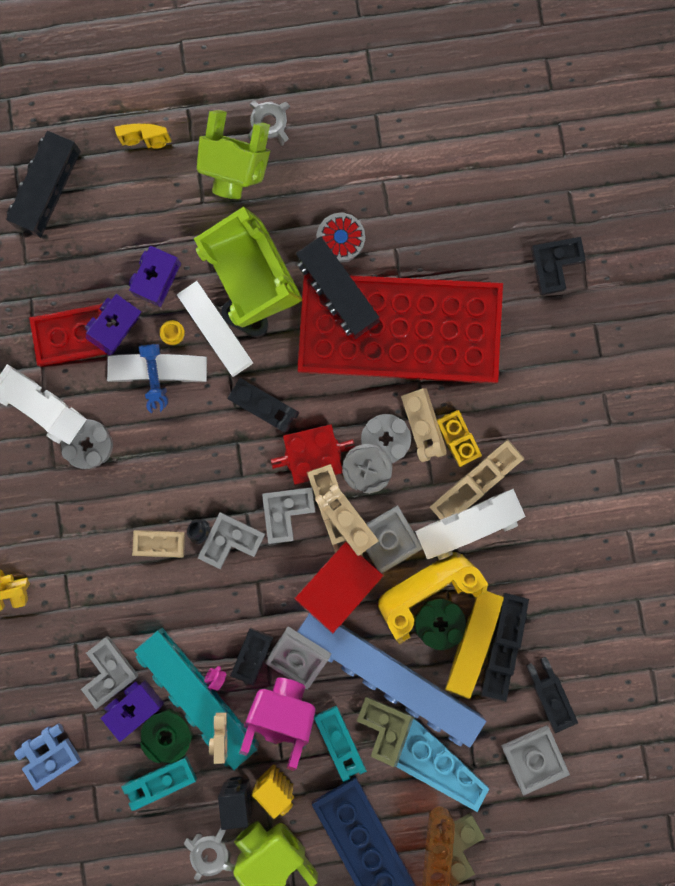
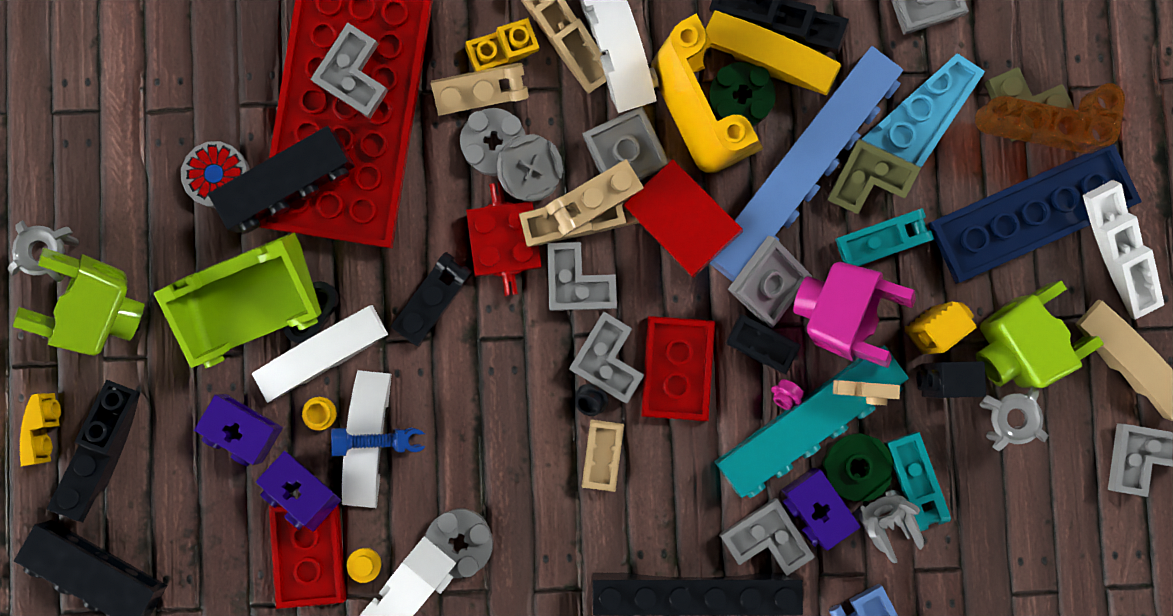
camera: 85 degrees left, 0 degrees up
(64, 663) = (697, 595): none -> black arch
(65, 377) = (364, 565): none -> yellow plate
(130, 178) = (98, 451): none -> black slope
(133, 772) = (901, 515): none -> light grey piece
(228, 594) = (678, 368): none -> red tile
(423, 322) = (342, 73): none -> light grey plate

